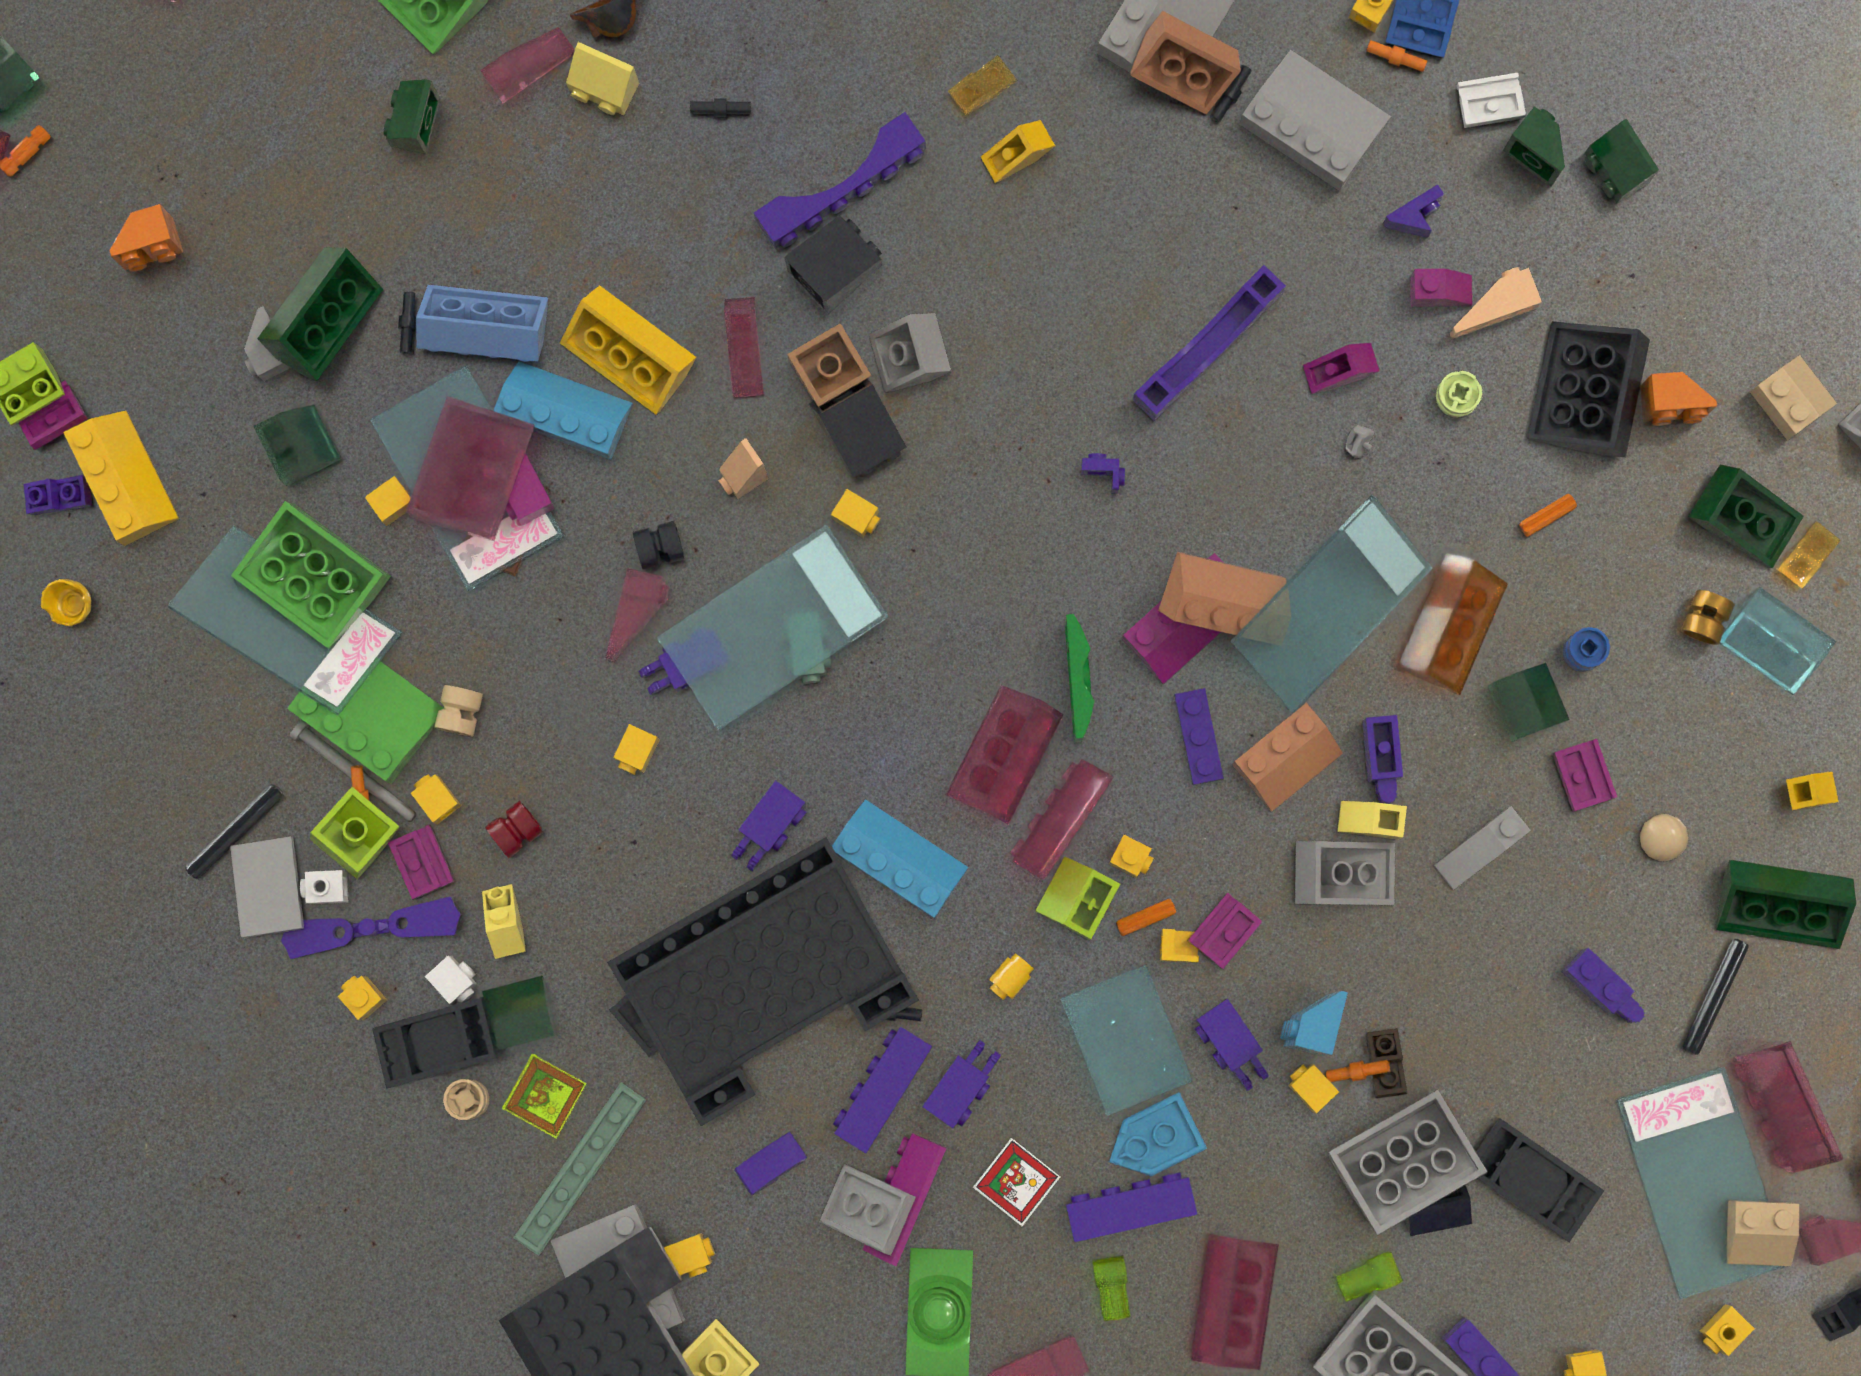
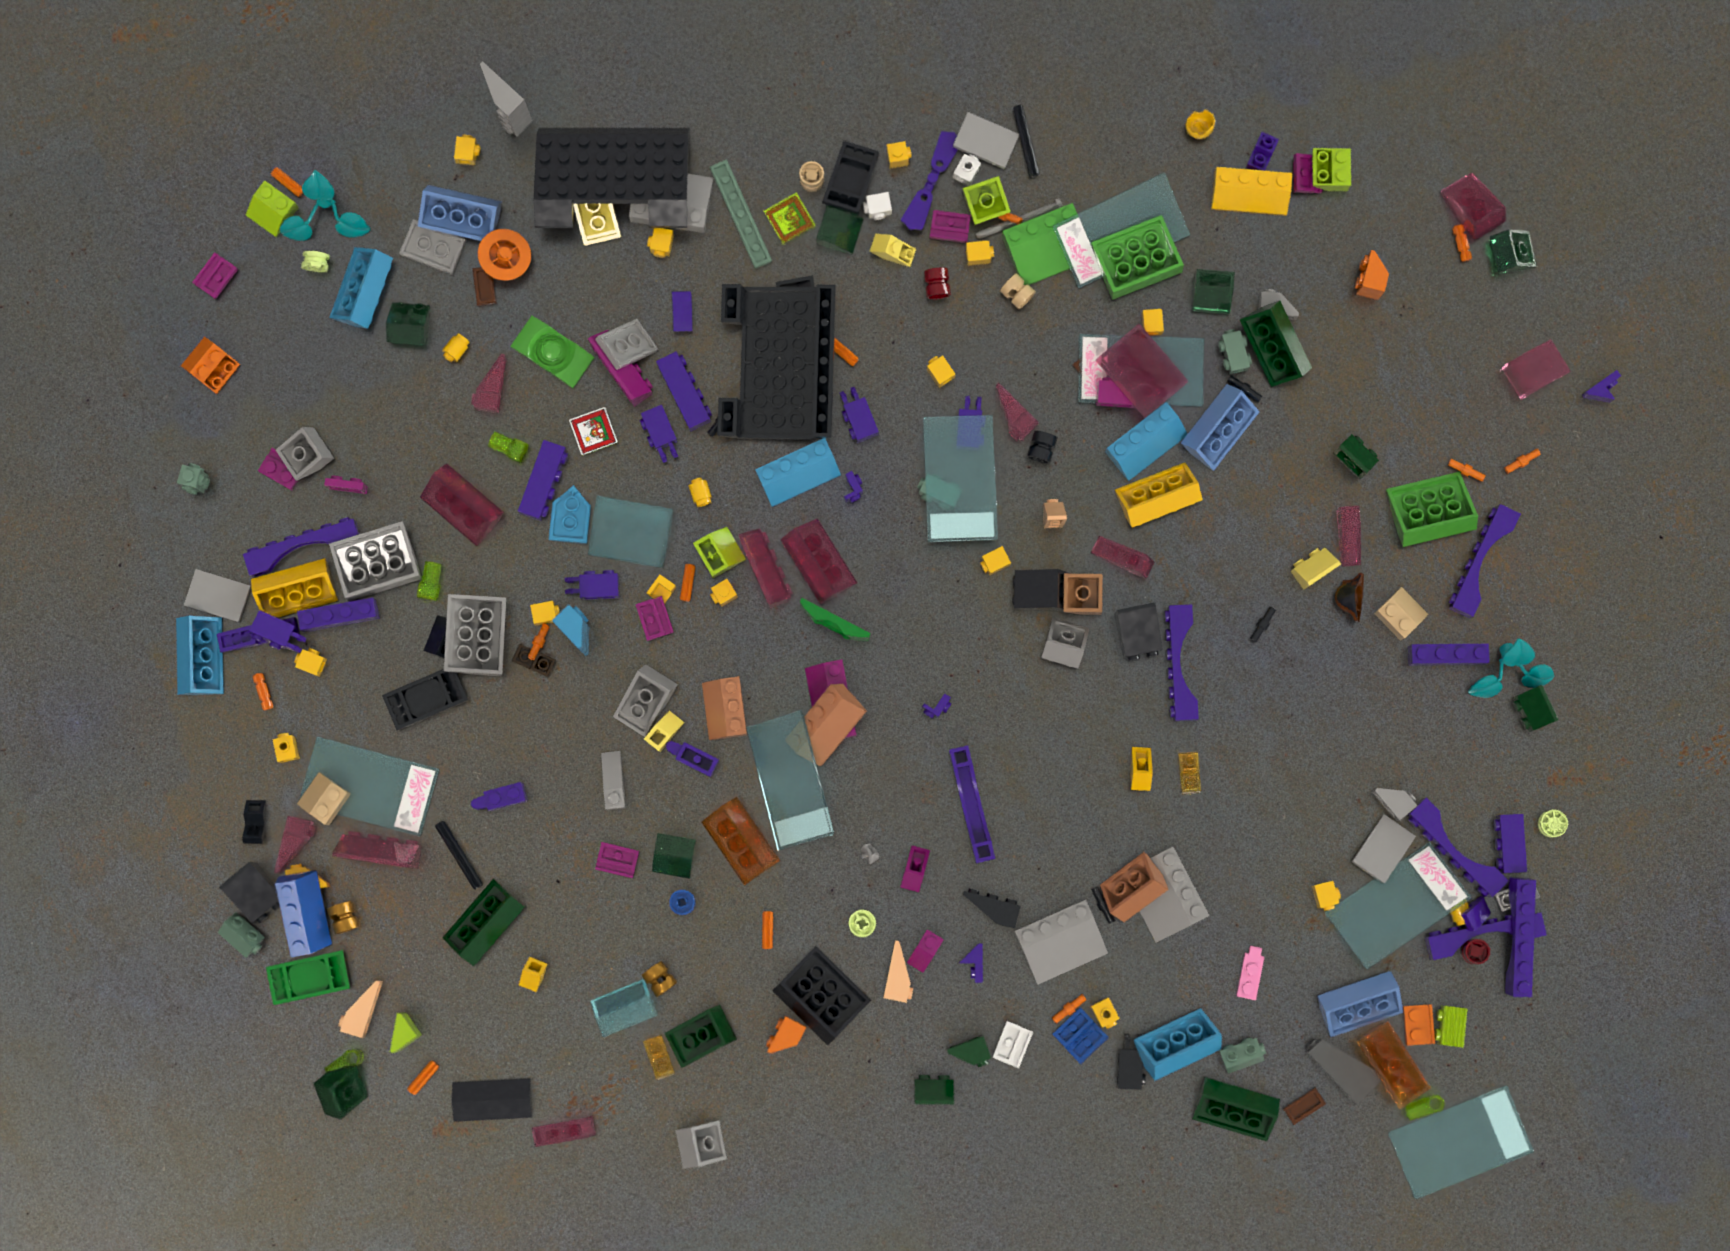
camera: 115 degrees right, 0 degrees up
(365, 363) = (1234, 350): none -> sand green brick
(691, 895) = (845, 353): none -> orange axle
(865, 771) = (854, 482): none -> dark purple bracket
(1198, 736) = (765, 669): dark purple plate -> none
(1327, 221) = (996, 910): none -> black slope
(1663, 837) = (558, 881): tan hair -> none
(1793, 397) = (748, 1105): tan slope -> none

